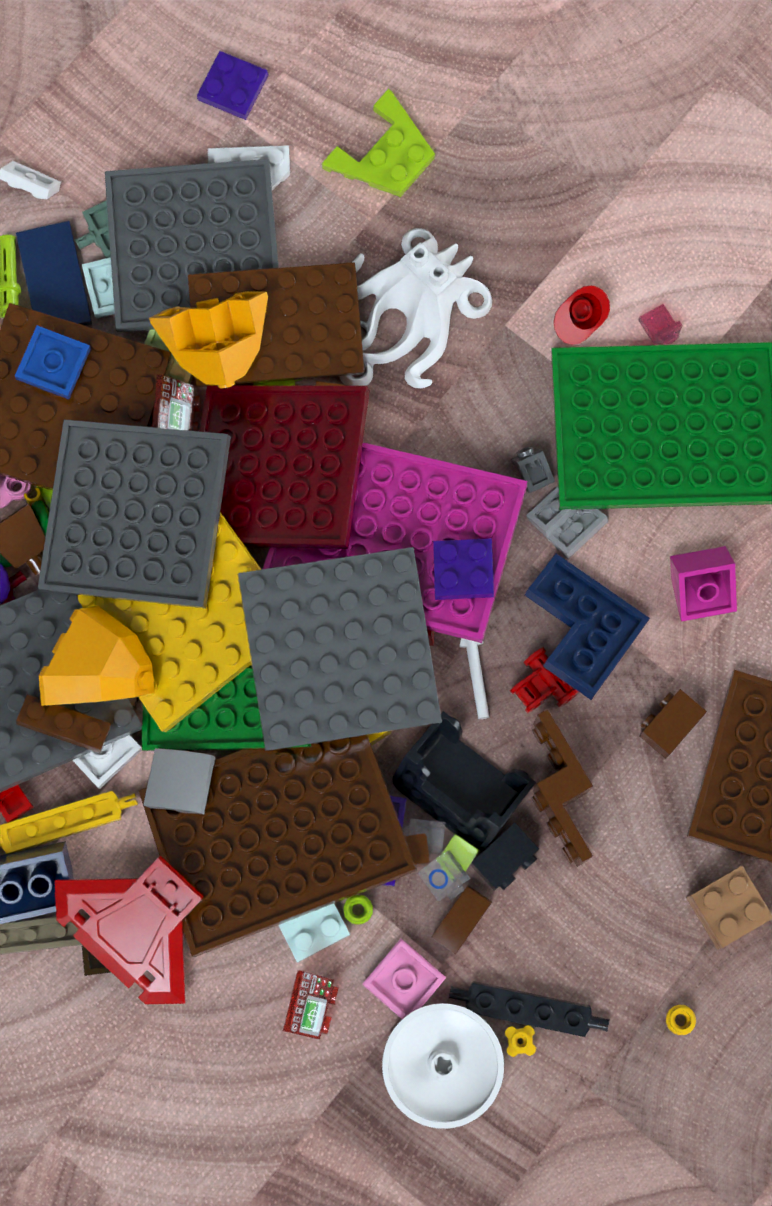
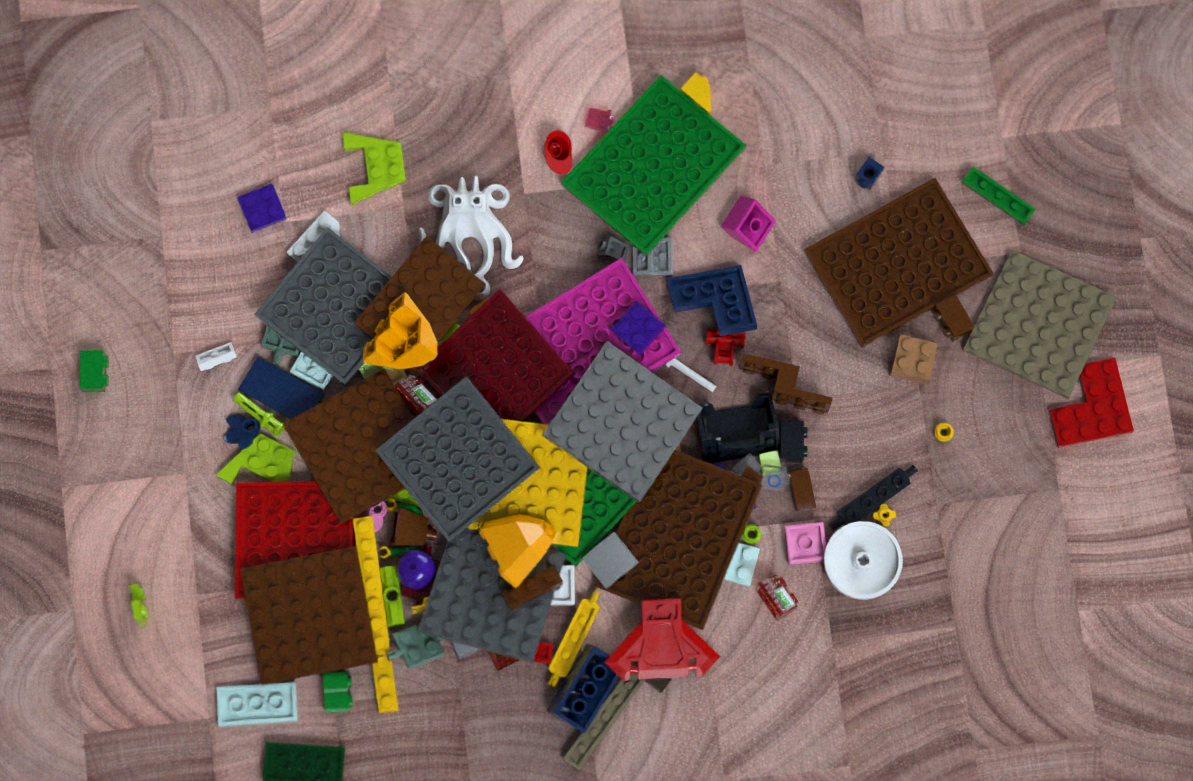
camera: 50 degrees left, 0 degrees up
(52, 362) = (338, 429): blue plate -> none
(673, 722) = (802, 303): reddish brown brick -> none

